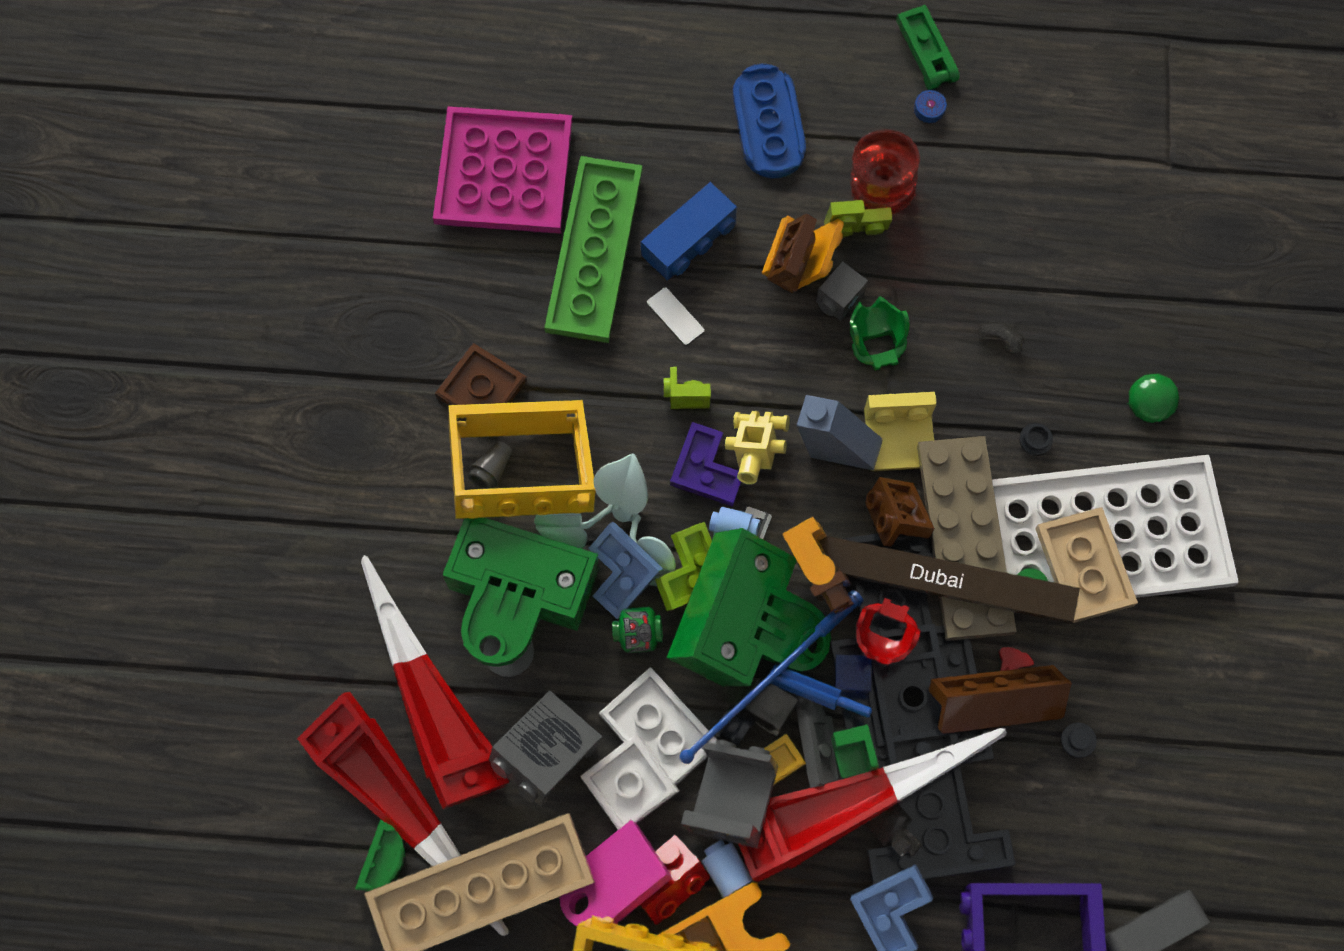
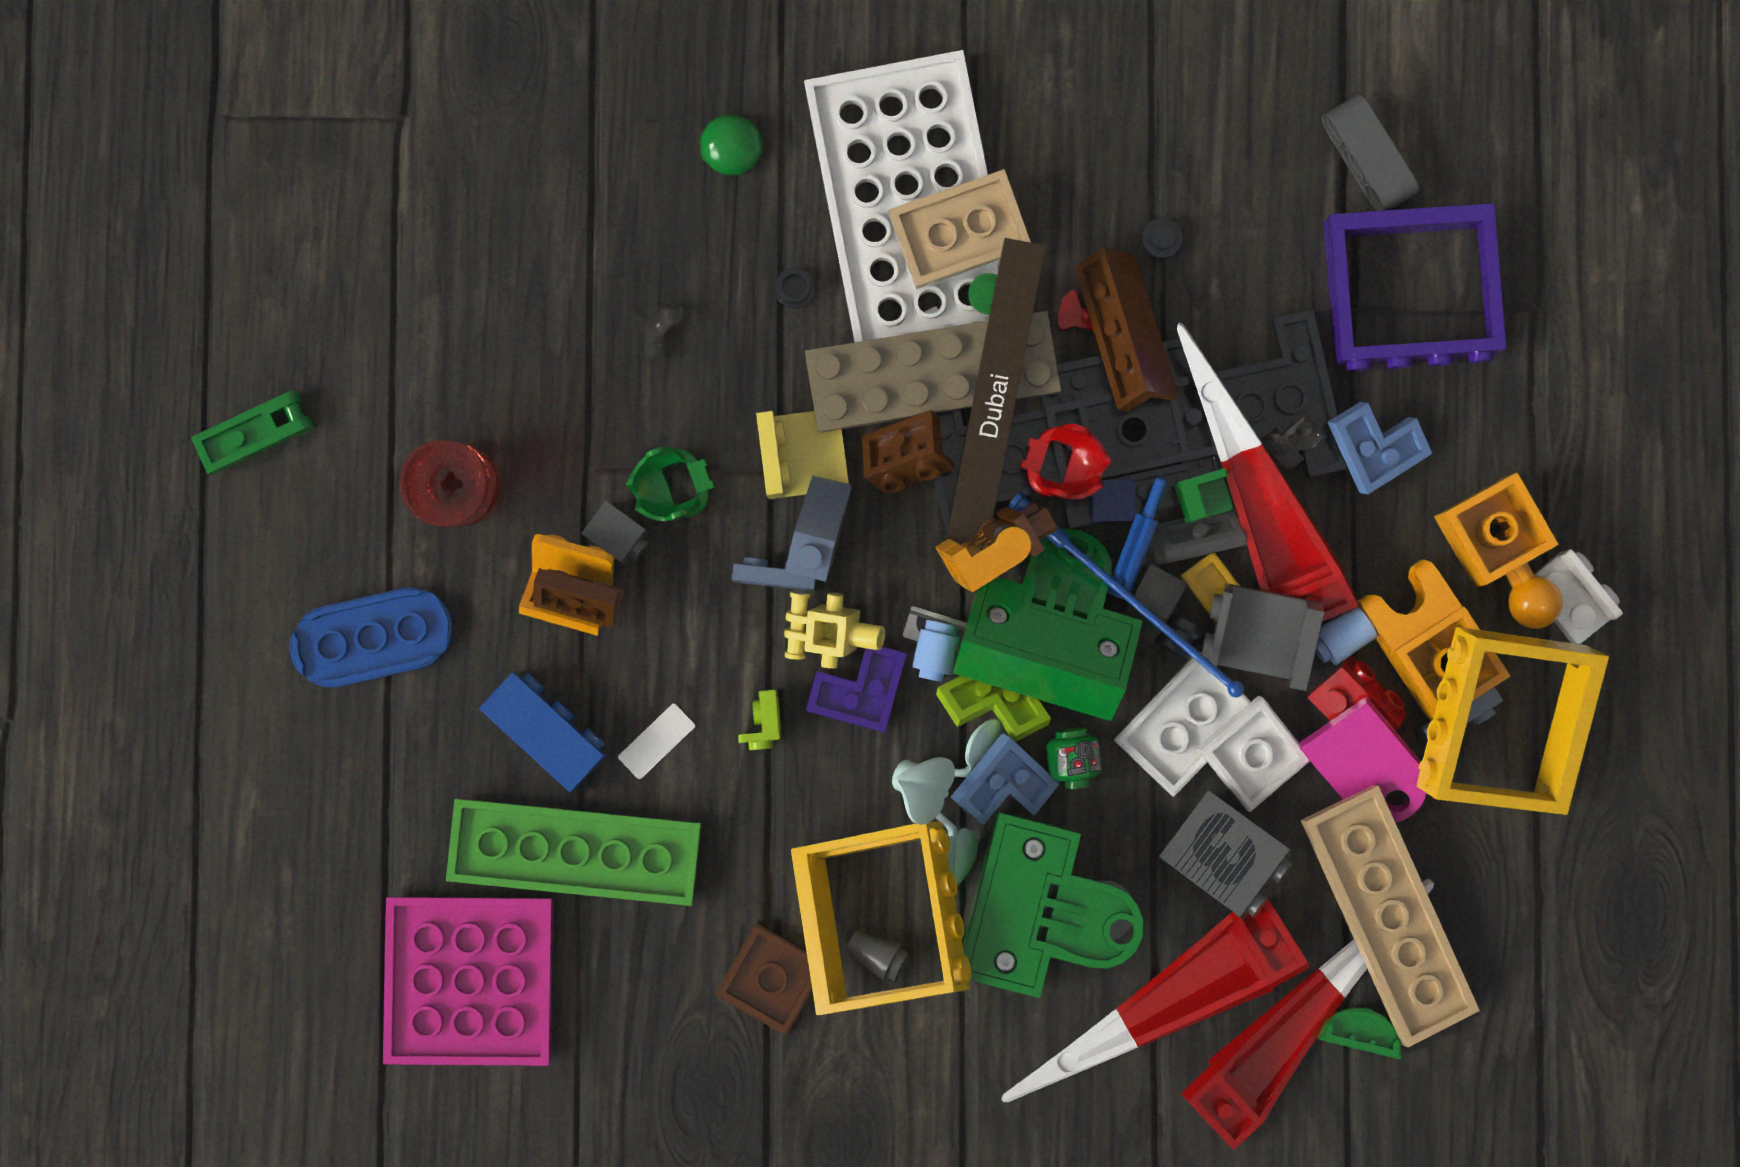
camera: 90 degrees left, 15 degrees up
(804, 388) = (757, 572): none -> sand blue plate
(857, 219) = (521, 528): lime plate -> none
(930, 106) = (339, 427): blue tile -> none

